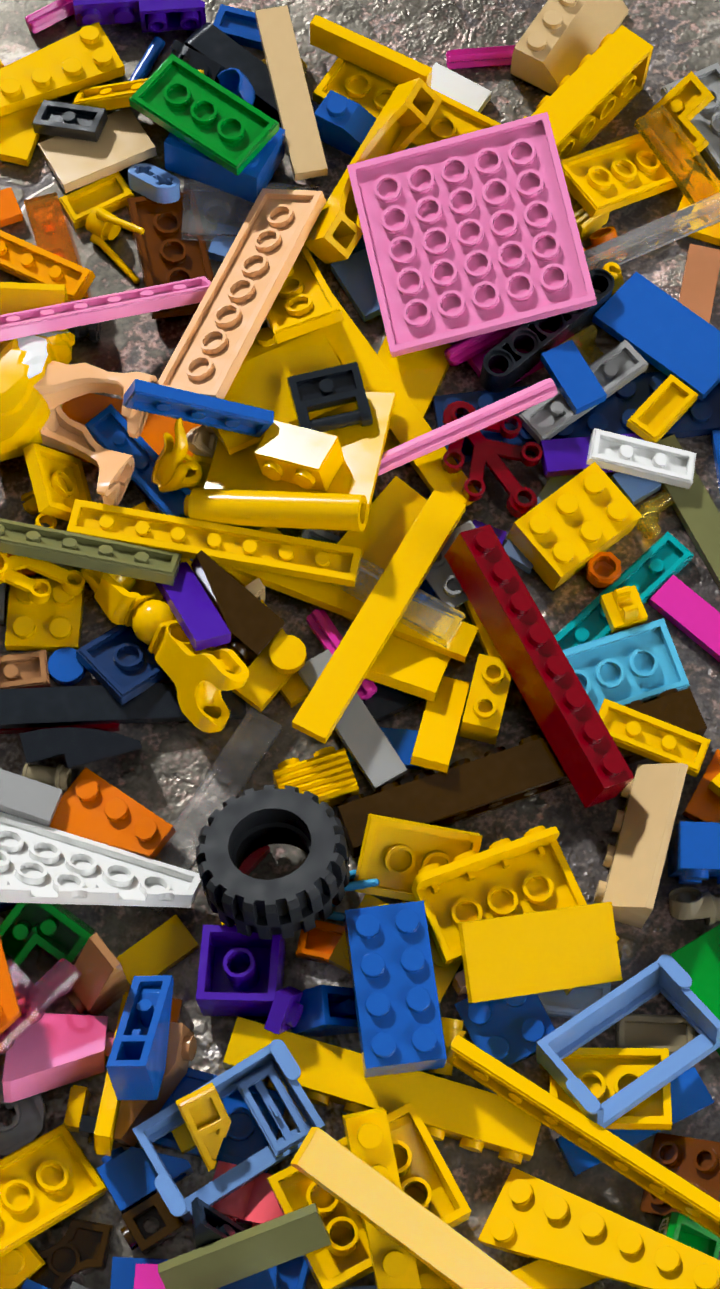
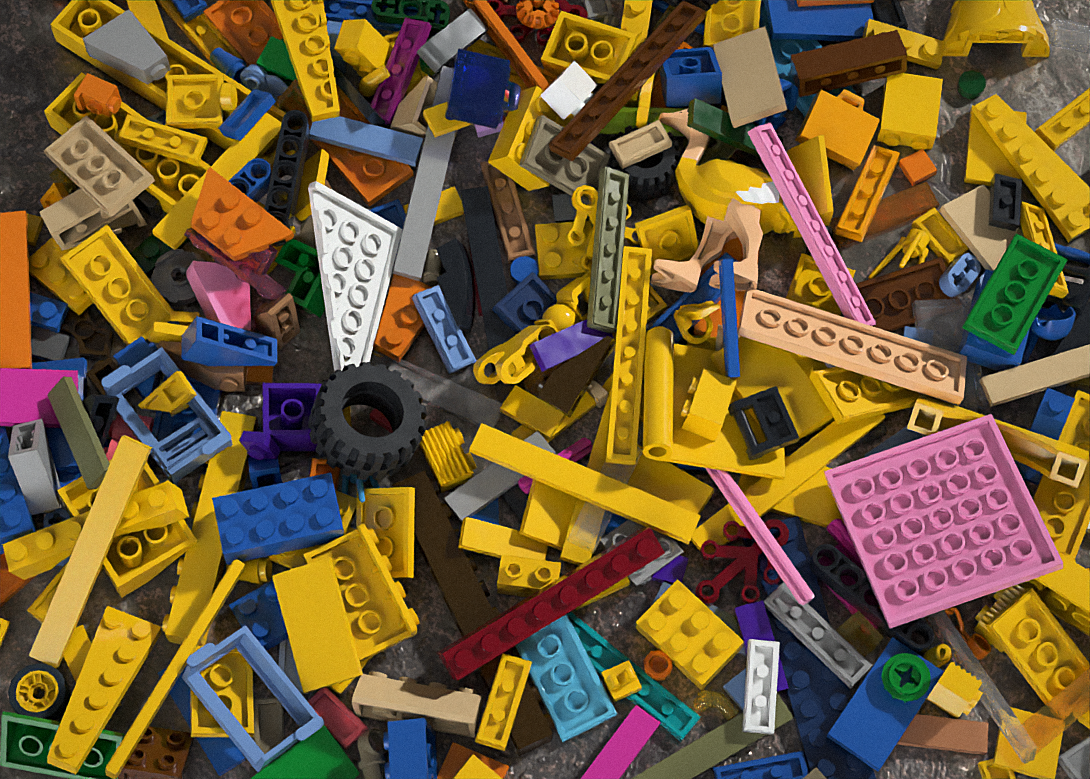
camera: 85 degrees right, 0 degrees up
(138, 769) = (443, 329): none -> medium blue tile
(142, 341) = (811, 288): none -> yellow tile
(158, 950) = (304, 360): yellow tile -> none
(287, 654) = (544, 420): yellow tile -> none
(573, 377) = (824, 620): blue tile -> none
(641, 293) = (919, 676): none -> green gear
(647, 945) = (337, 717): none -> coral tile
(662, 409) = (810, 701): yellow tile -> none
(663, 257) = (956, 691): none -> yellow brick

